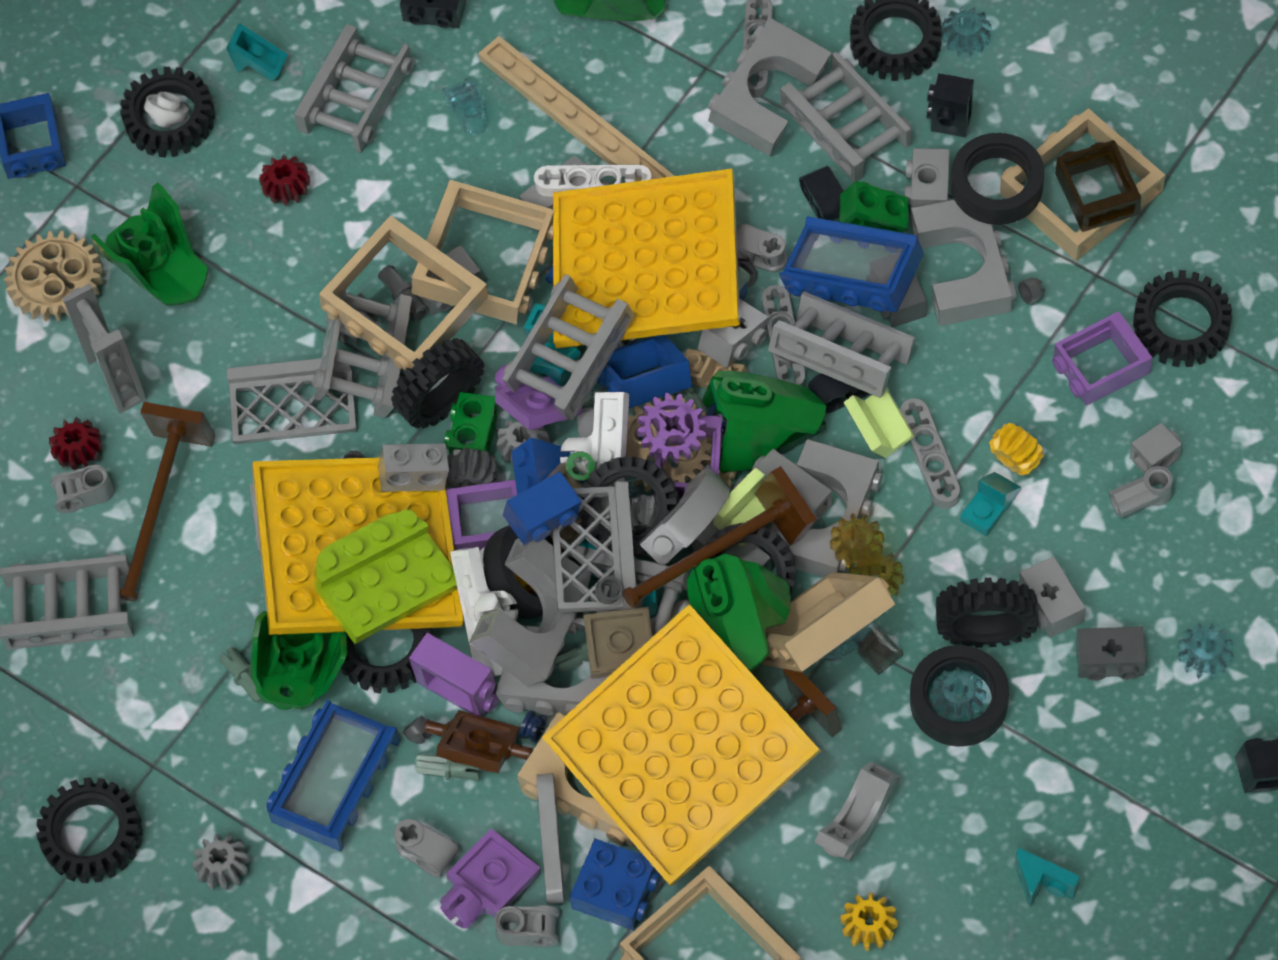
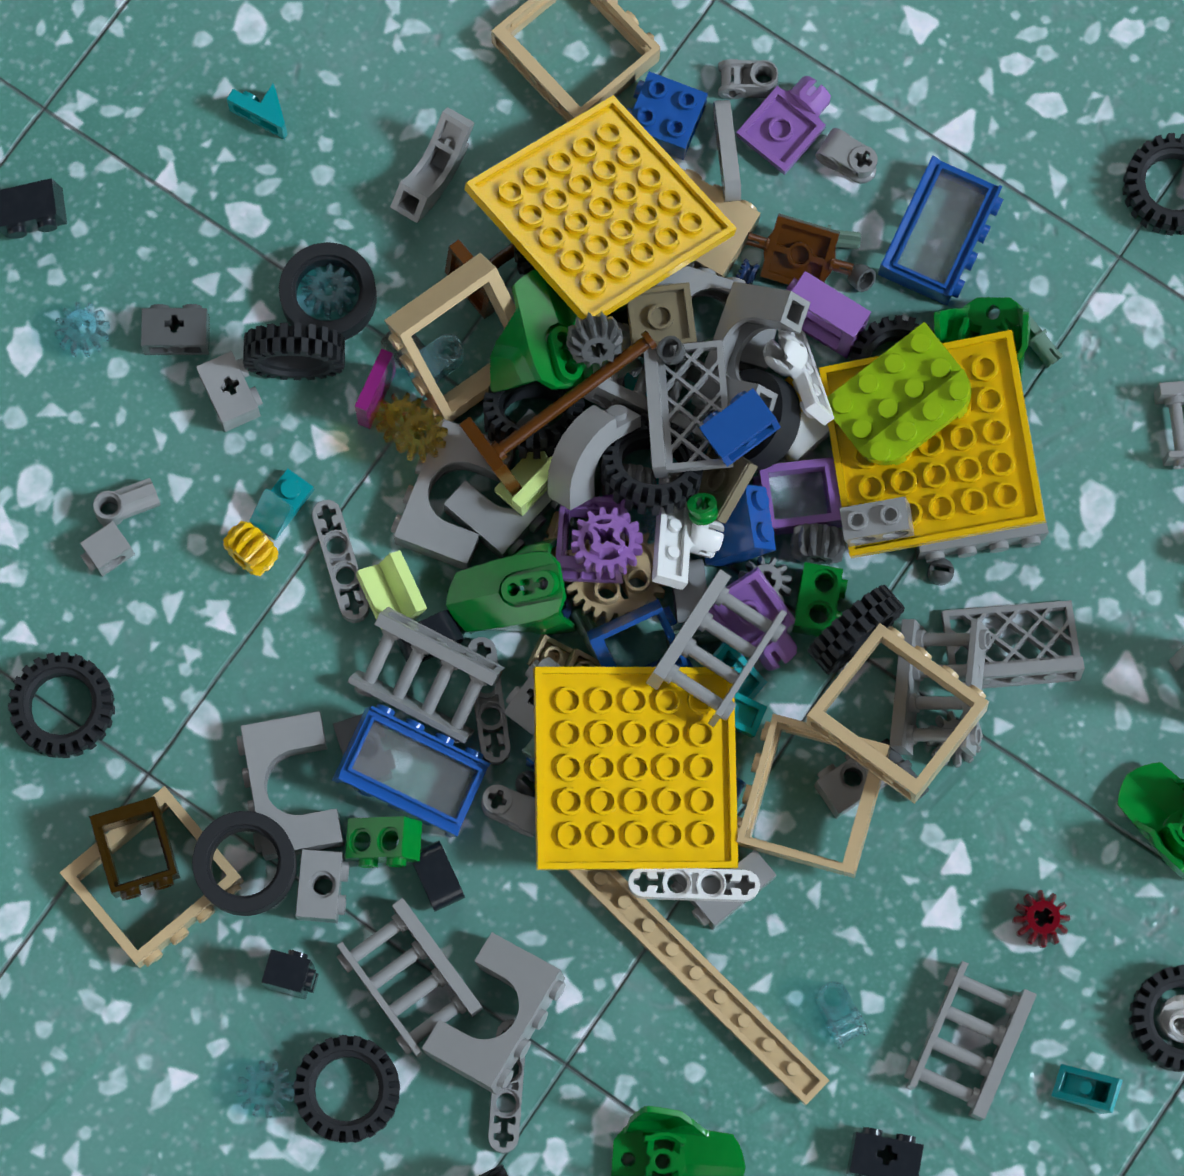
camera: 170 degrees right, 15 degrees up
(175, 426) = (1130, 601): reddish brown tile -> none
(212, 871) = (1045, 158): light grey gear -> none
(684, 586) = (594, 339): none -> dark grey gear
(855, 919) = (439, 73): yellow gear -> none
(904, 592) = (375, 388): none -> magenta tile
(1030, 290) = (218, 749): dark grey hinge -> none
(1127, 343) = (140, 632): medium lavender window -> none

